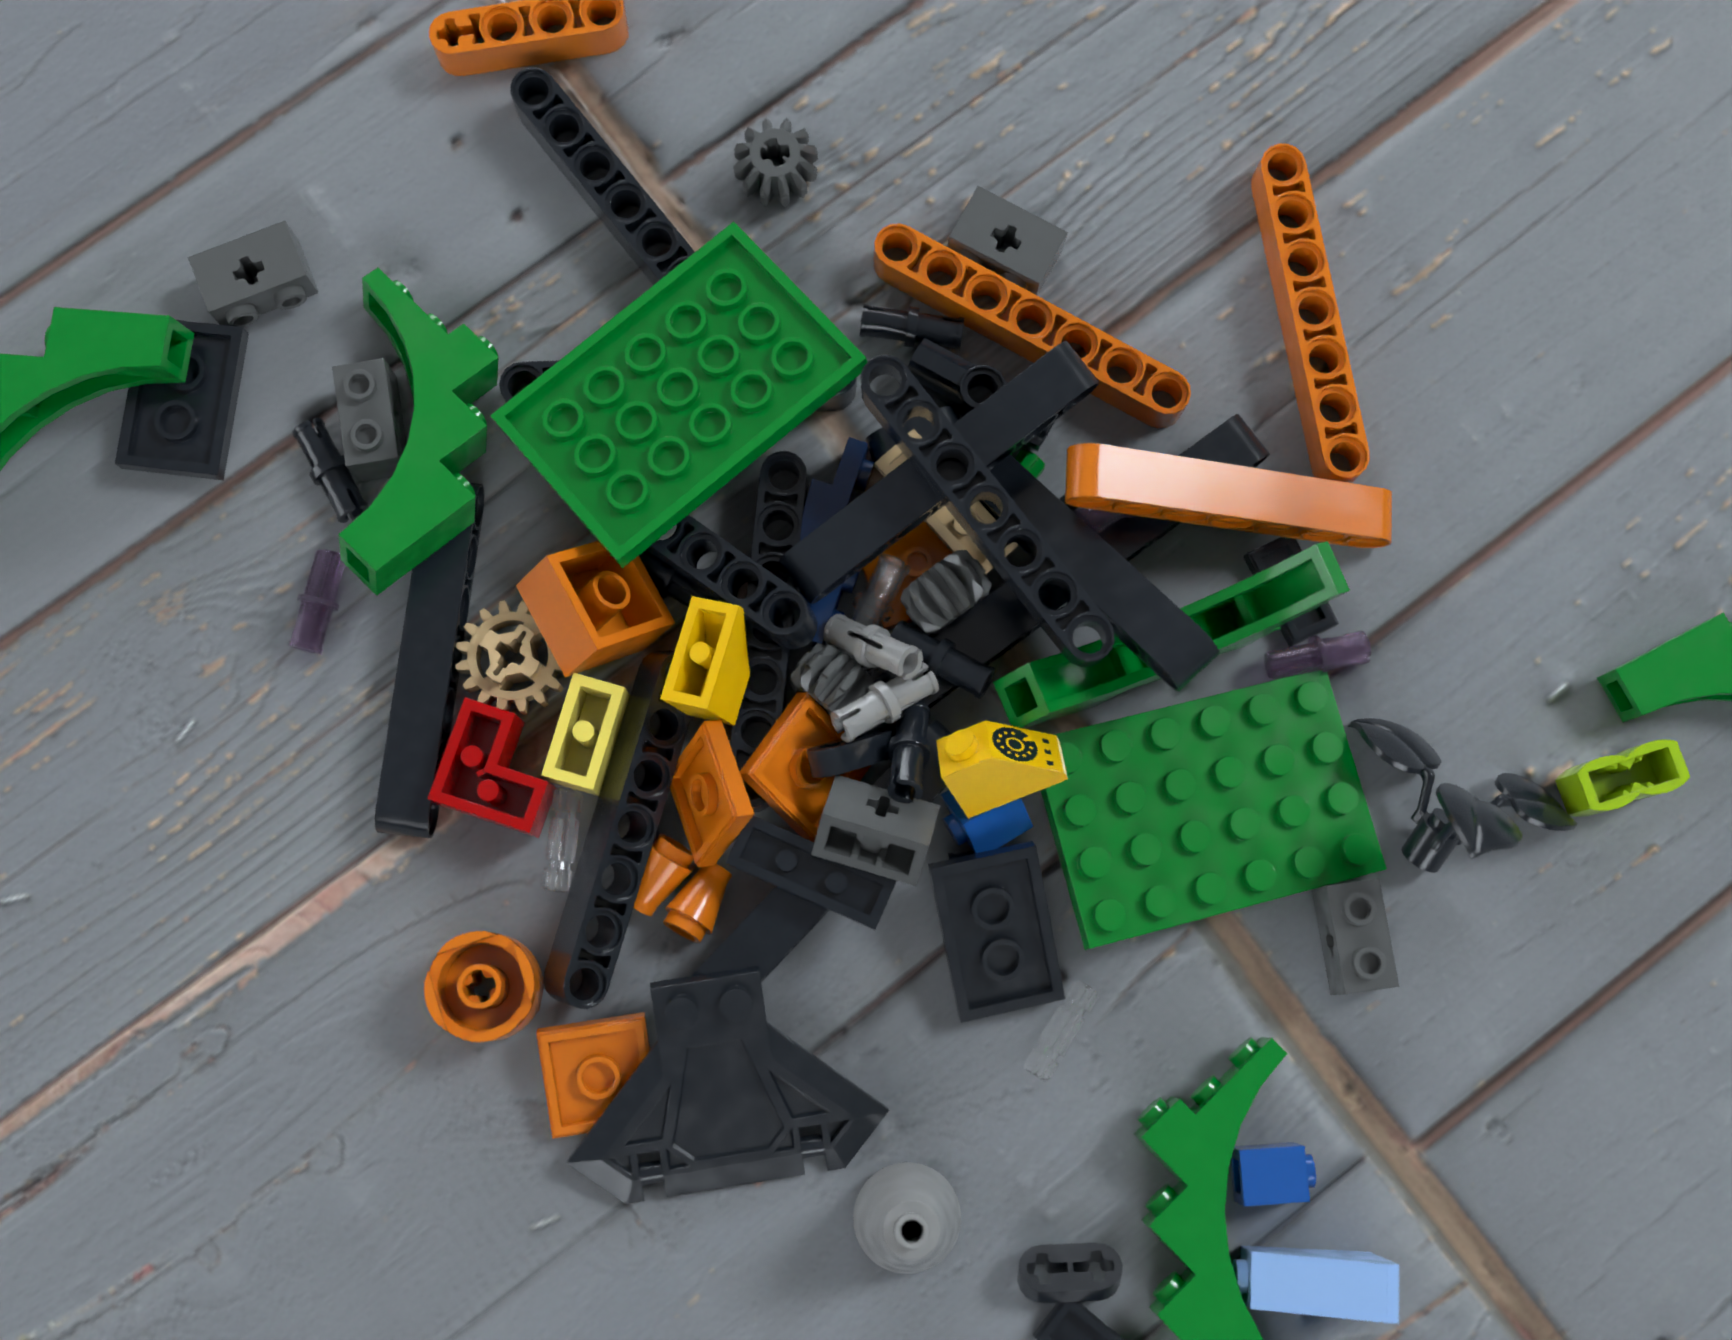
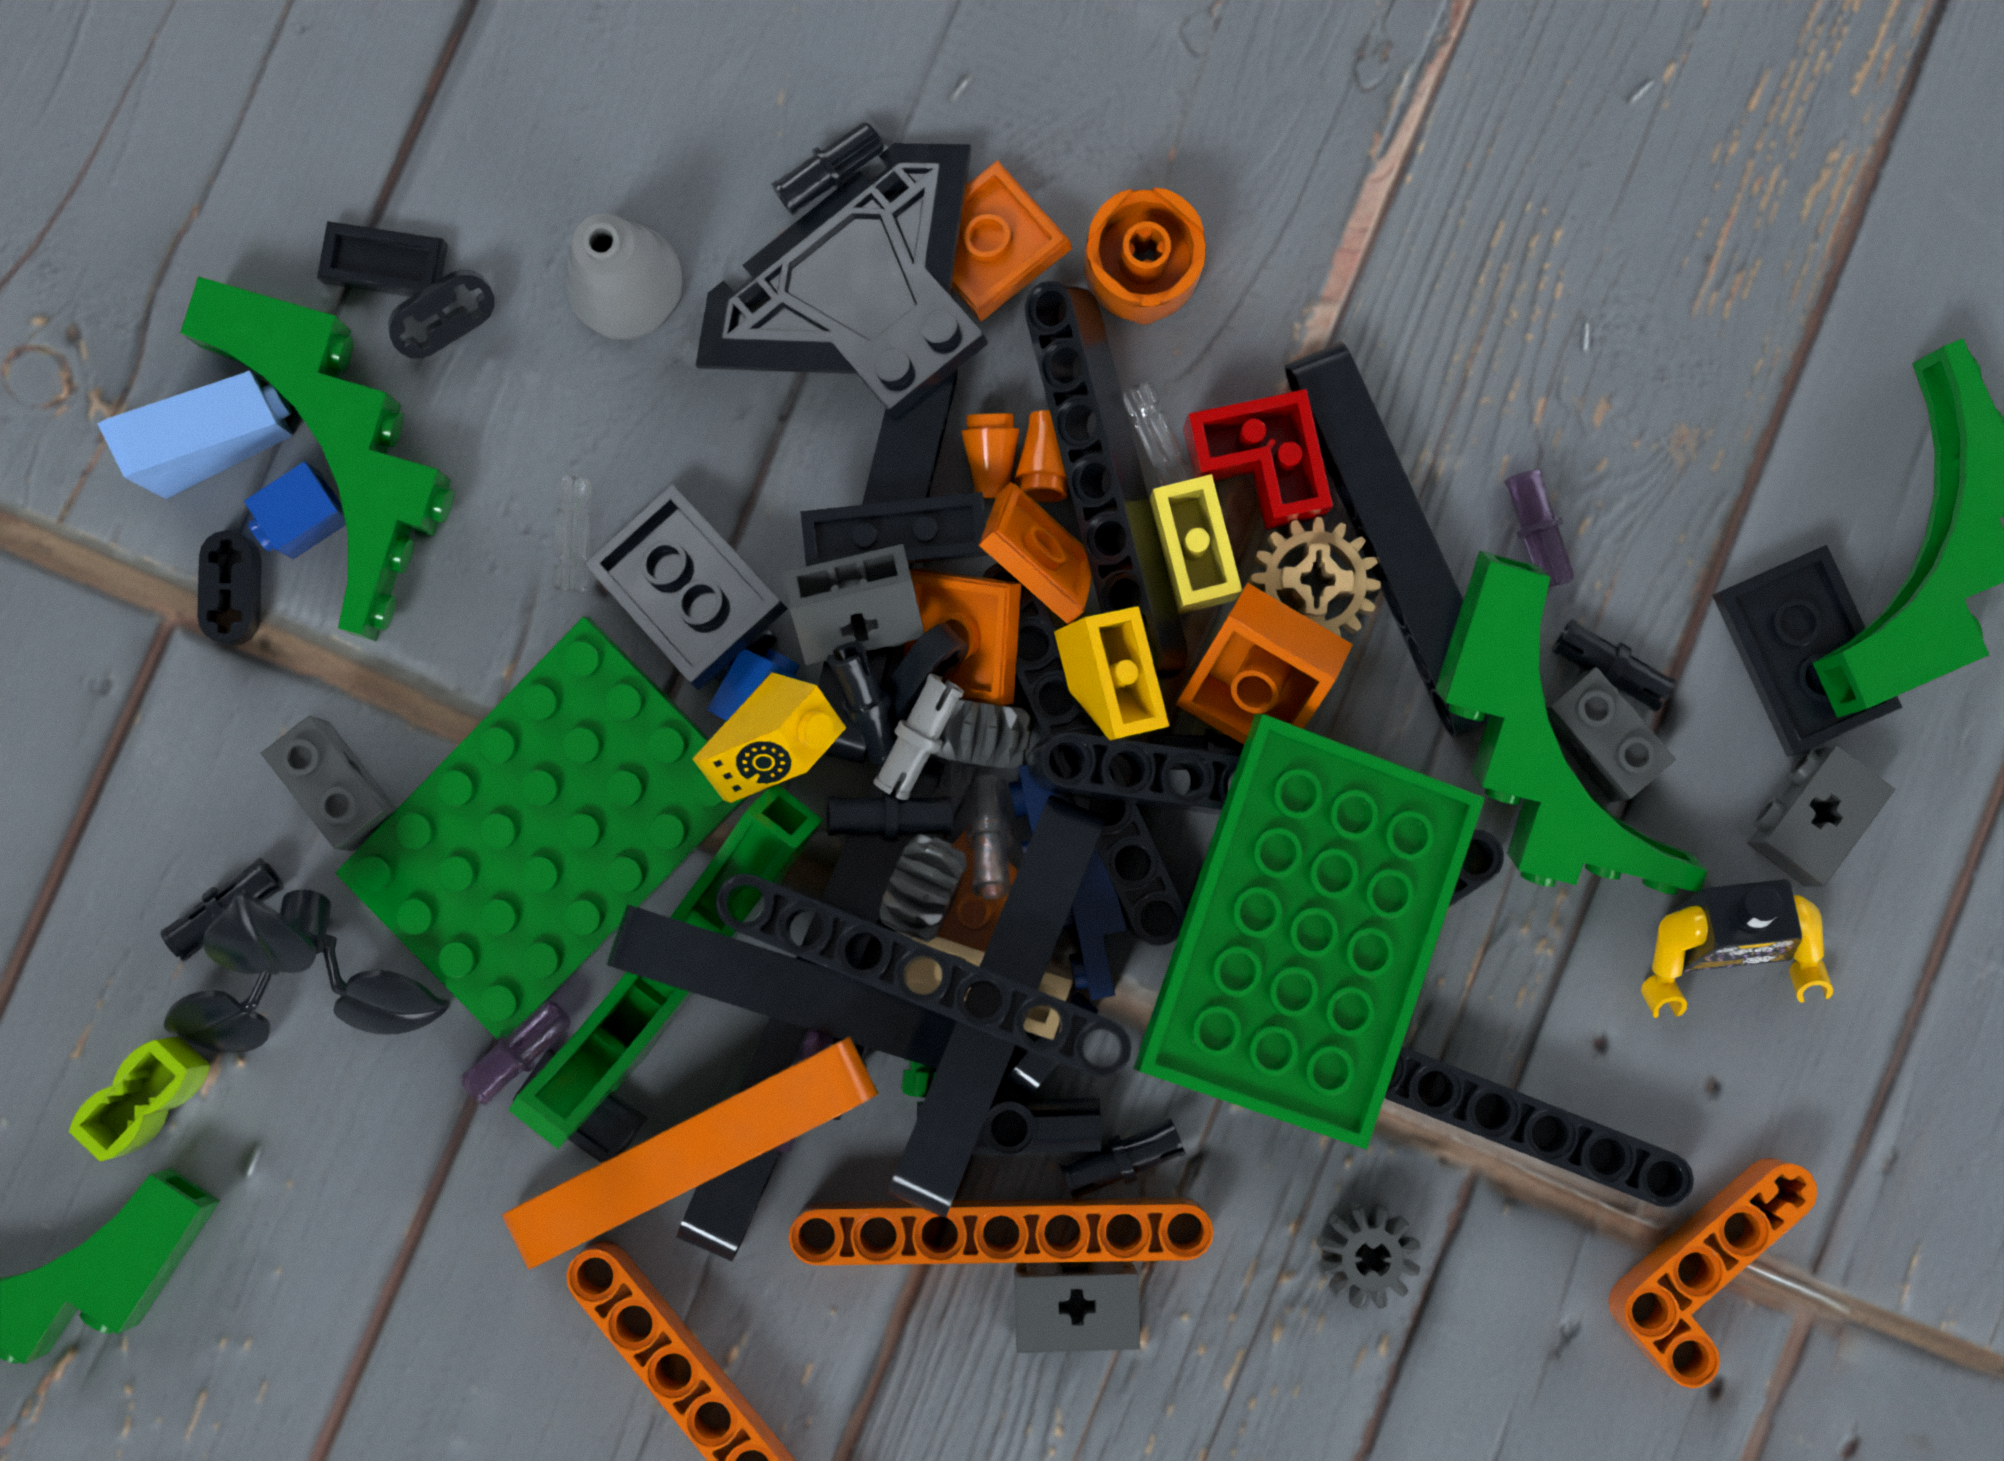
camera: 150 degrees right, 5 degrees up
(370, 229) = (1737, 929): none -> torso
(689, 1213) = (828, 167): none -> black axle
(873, 646) = (934, 784): light grey pin -> none
(1367, 1151) = (215, 586): none -> black beam
(1488, 891) = (187, 934): none -> black pin

